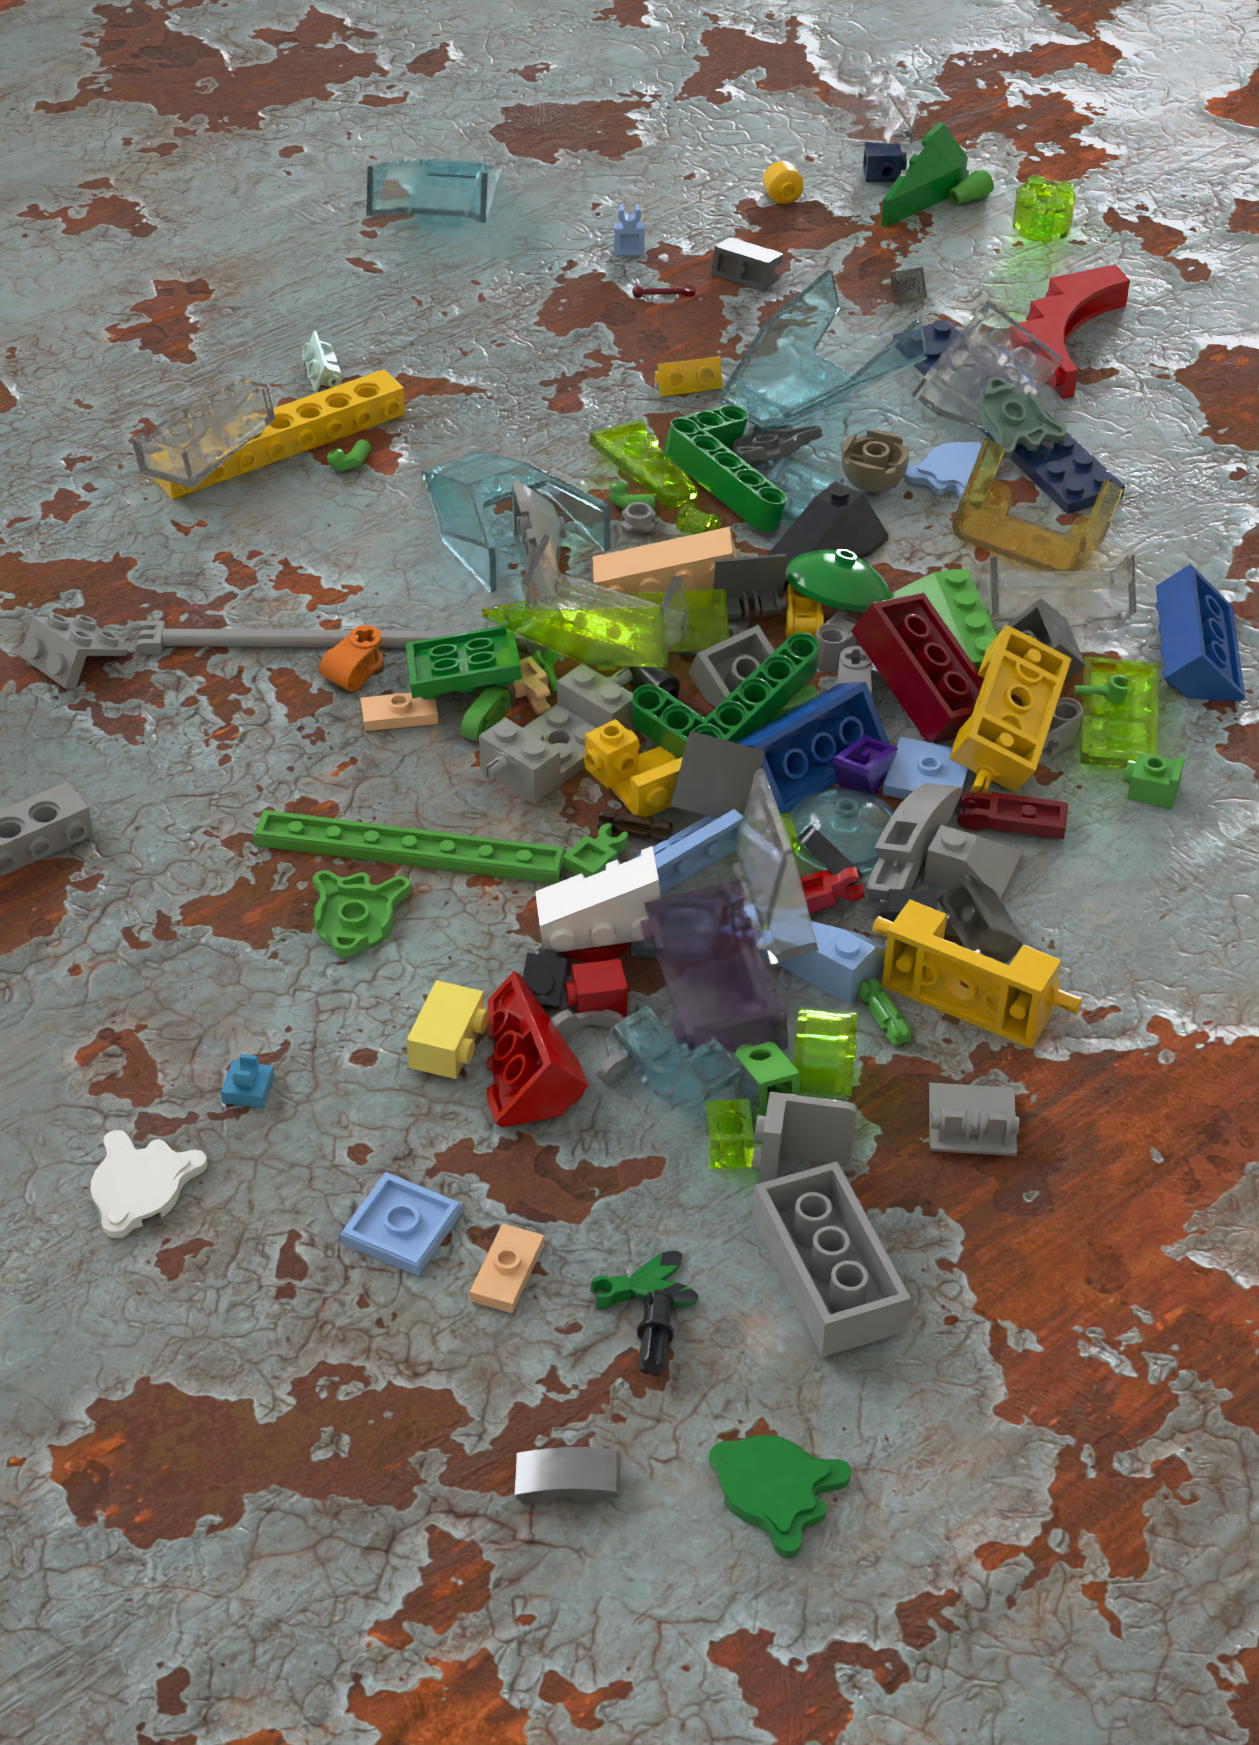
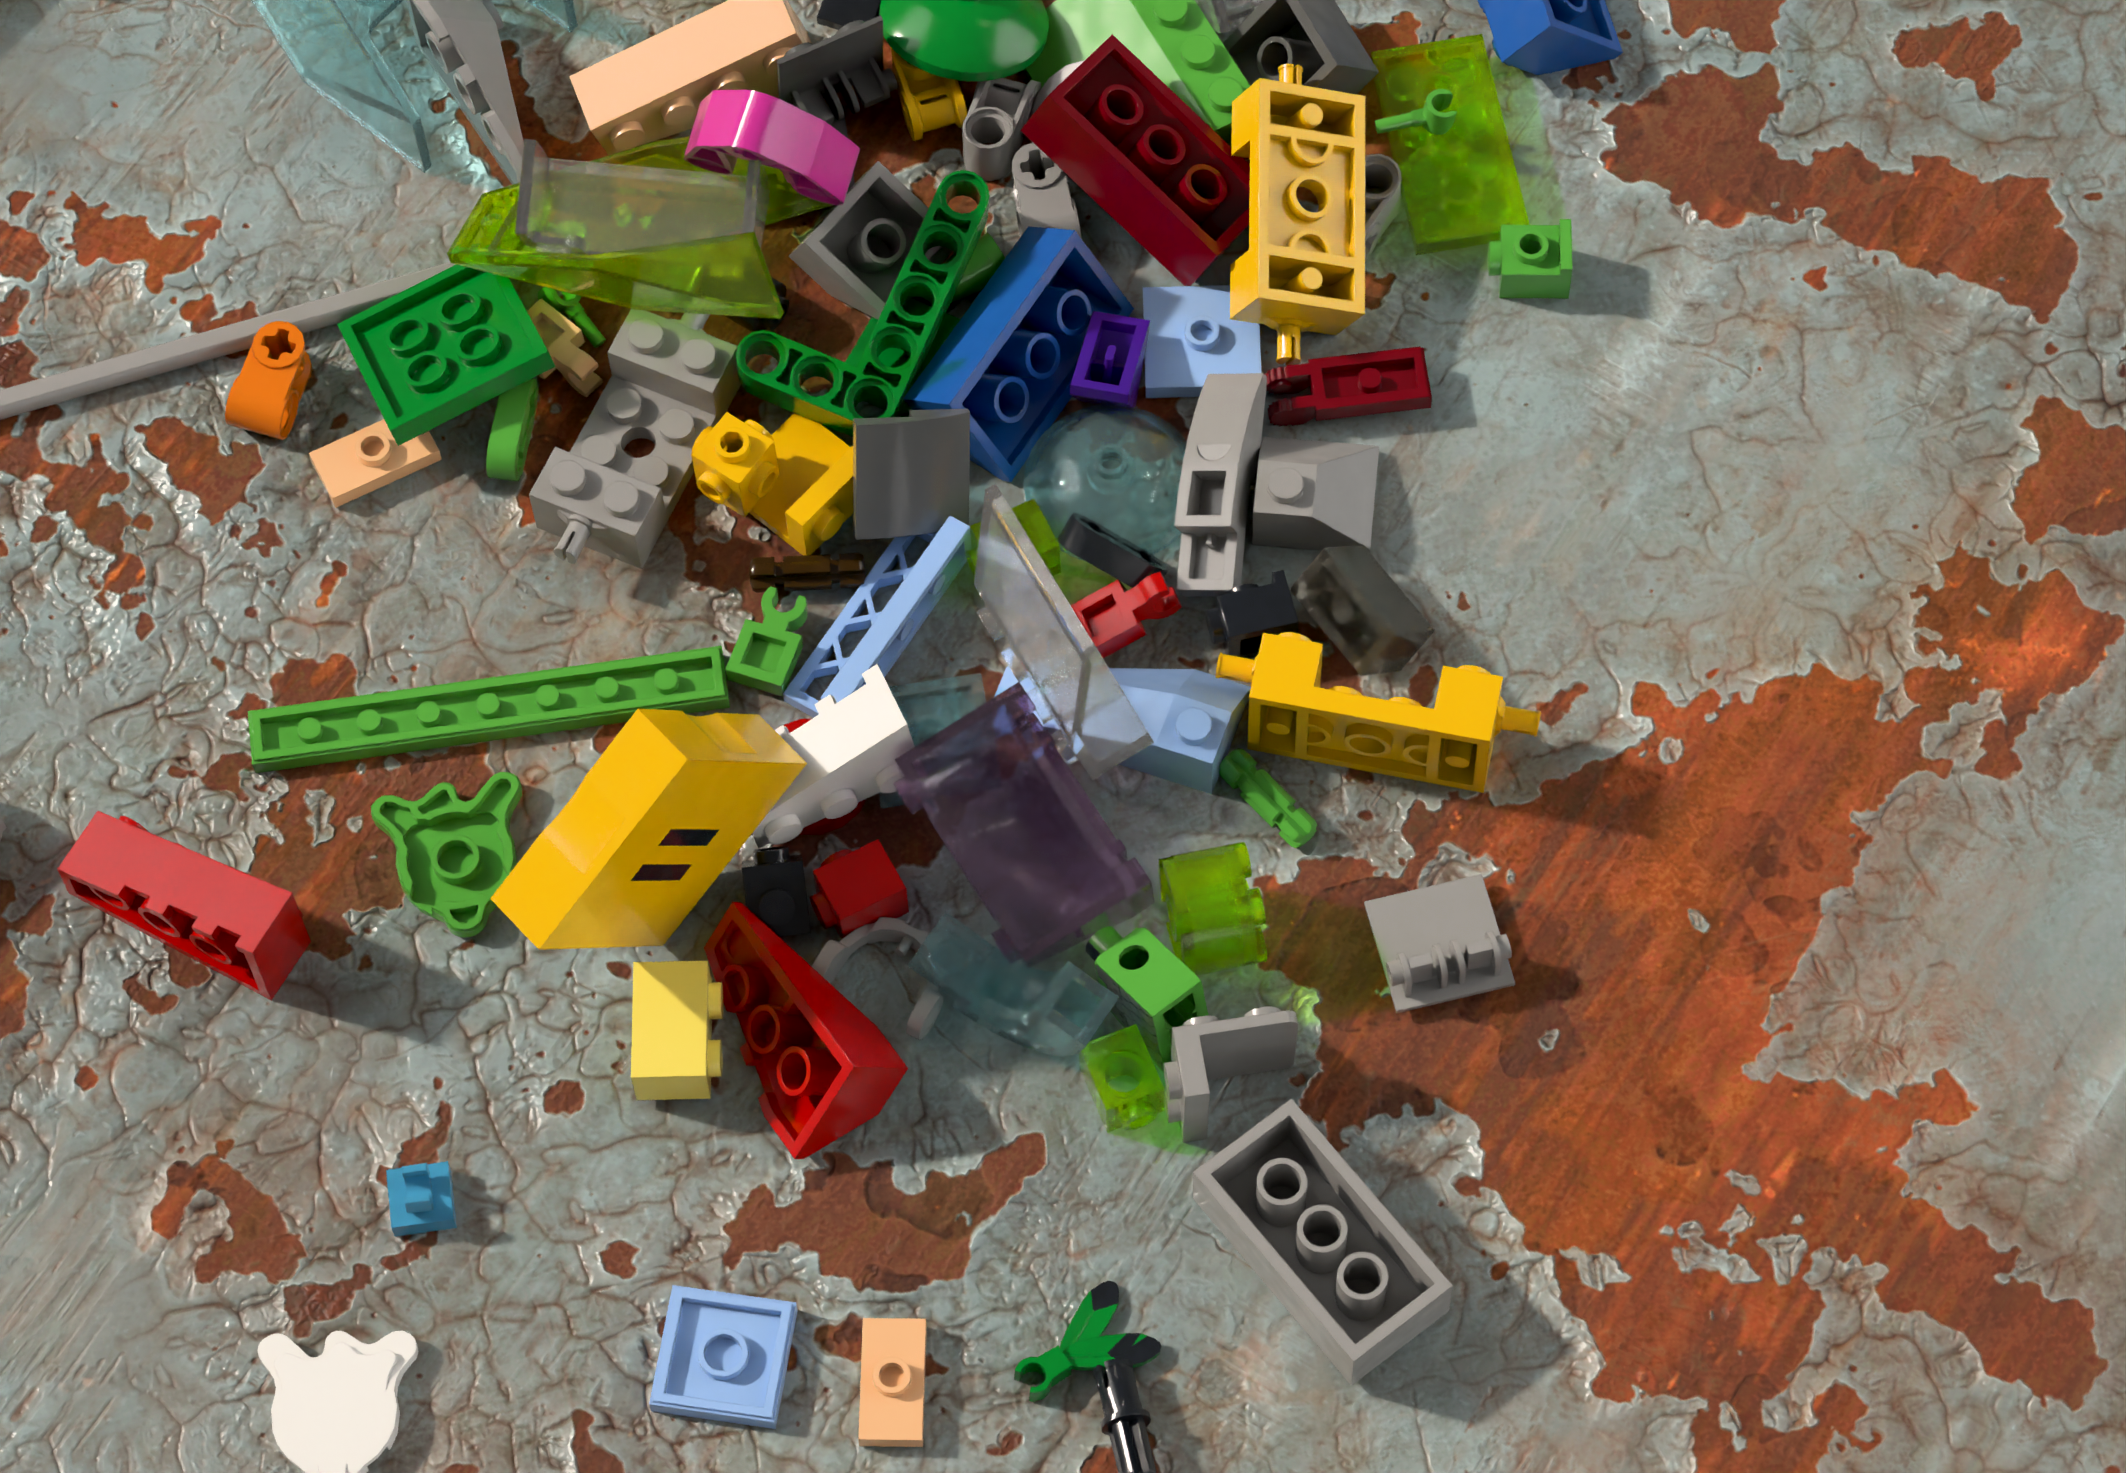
camera: 15 degrees left, 20 degrees up
(181, 890) = (188, 902): none -> wedge
(470, 890) = (648, 830): none -> yellow tile
(703, 576) = (767, 129): none -> dark pink connector

